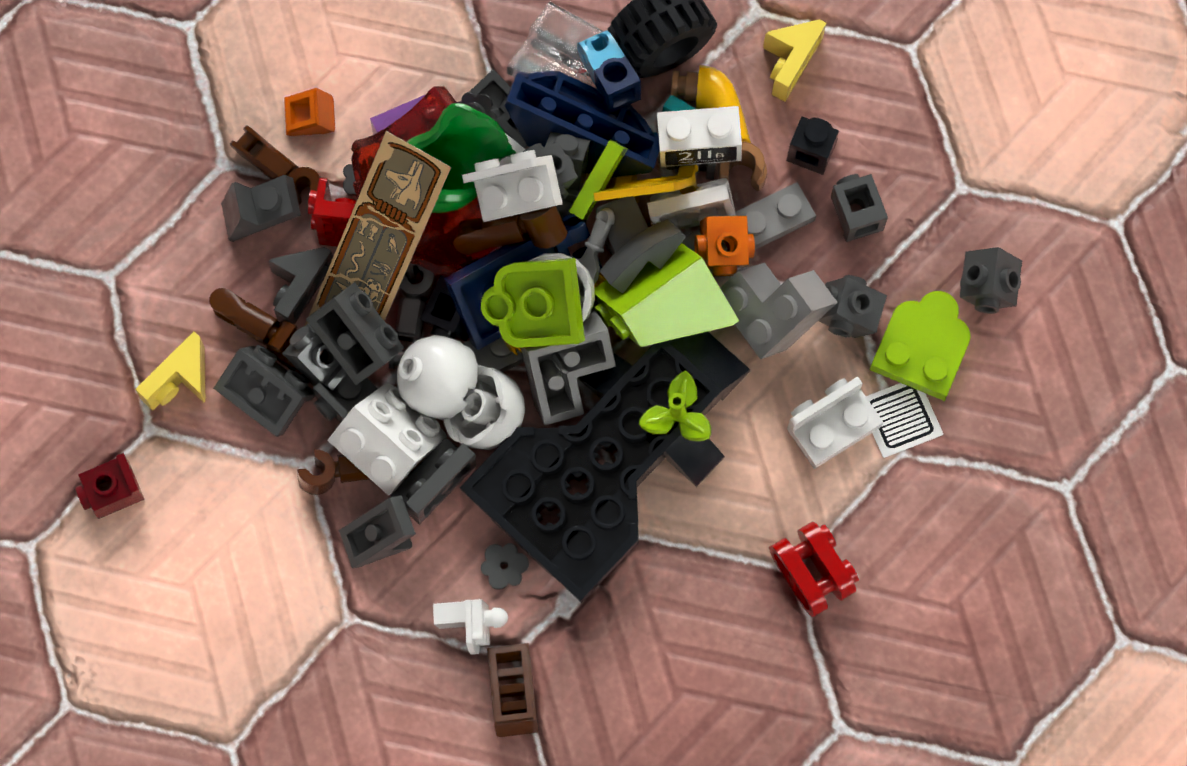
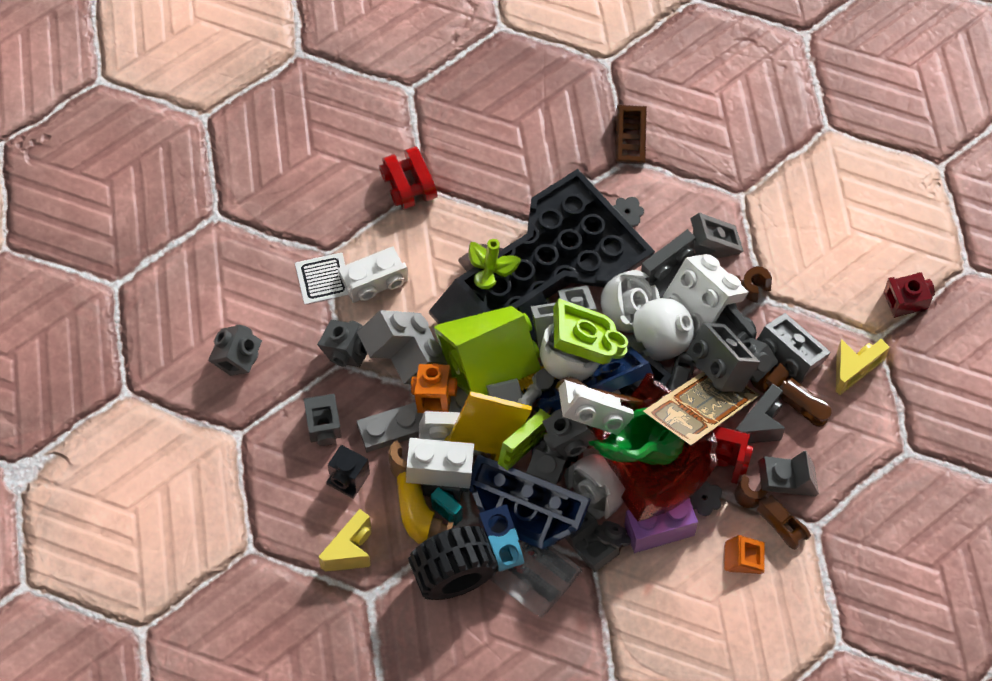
camera: 170 degrees left, 10 degrees down
(472, 615) = (655, 180): white piece -> none
(652, 245) = (500, 372): dark grey slope -> none
(924, 344) = (295, 320): lime plate -> none

